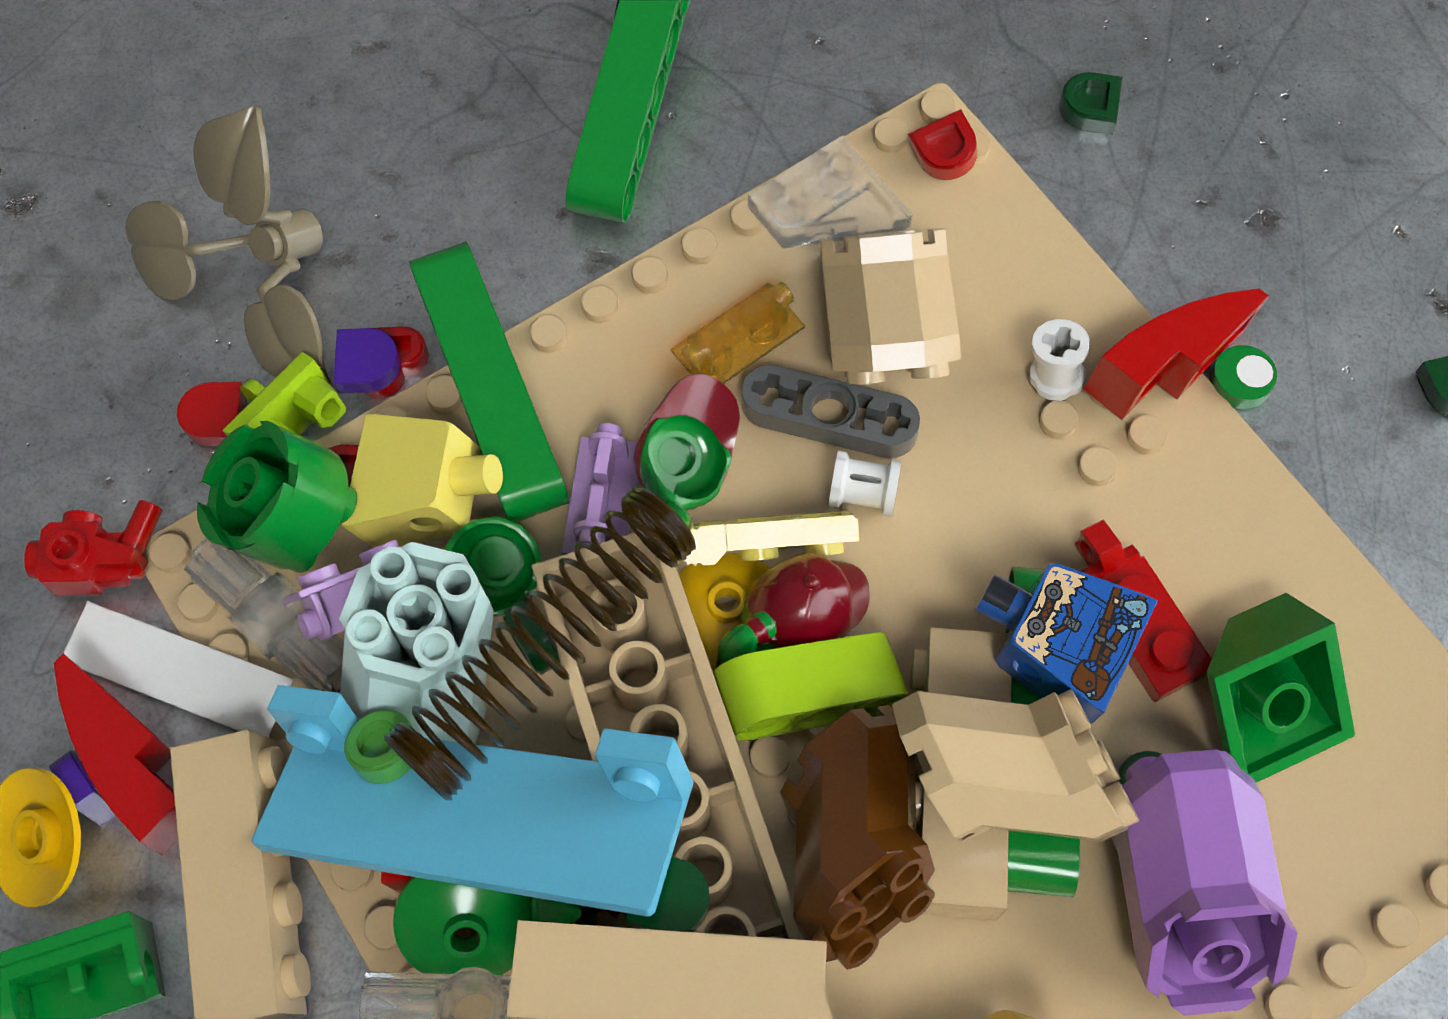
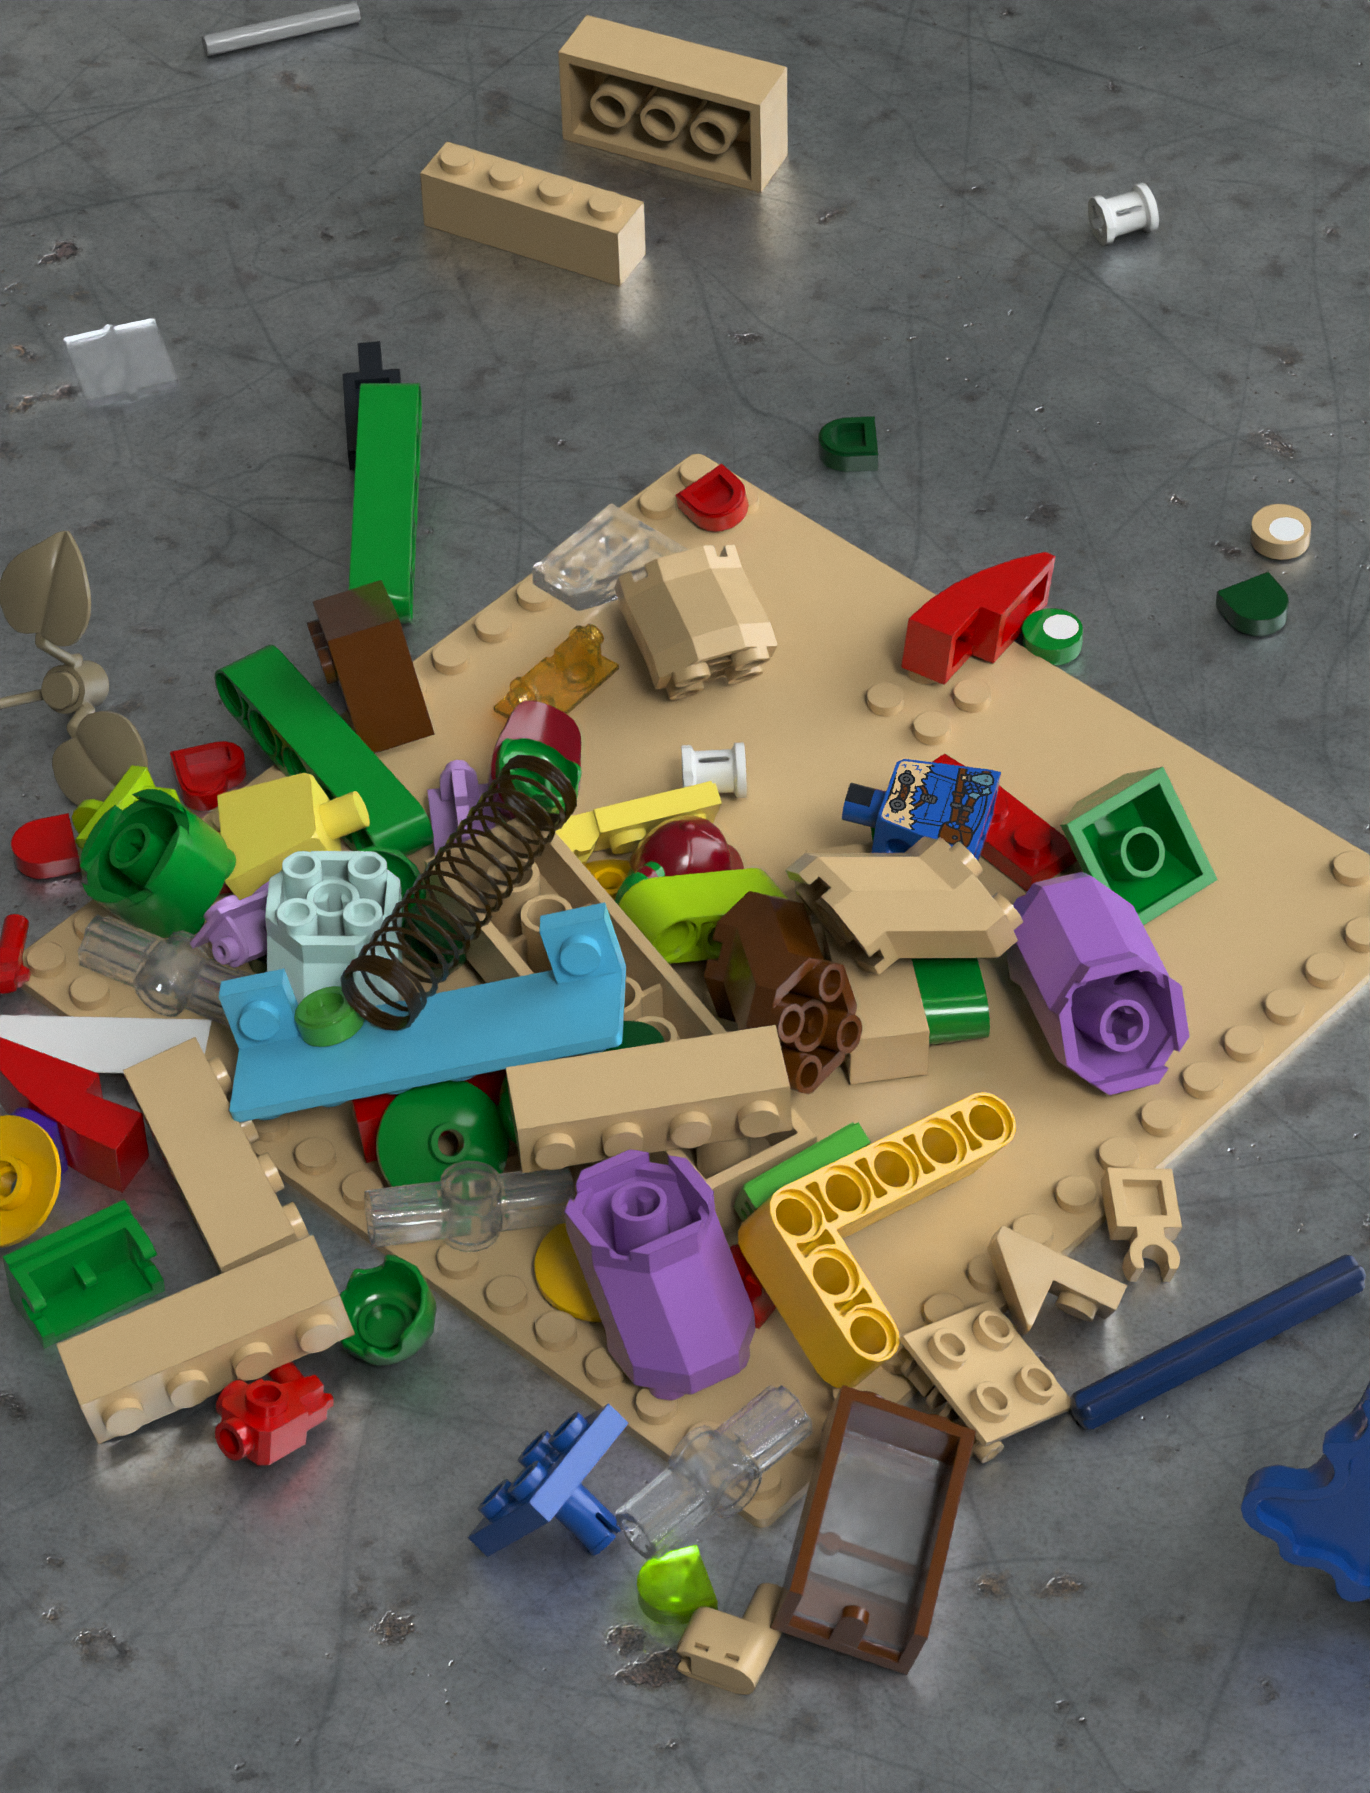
camera: 15 degrees left, 20 degrees down
(364, 360) = (193, 767): dark purple tile -> none
(552, 282) = (369, 657): none -> reddish brown wedge
(869, 440) = (619, 712): dark grey beam -> none
(1058, 354) = (870, 637): white bush -> none

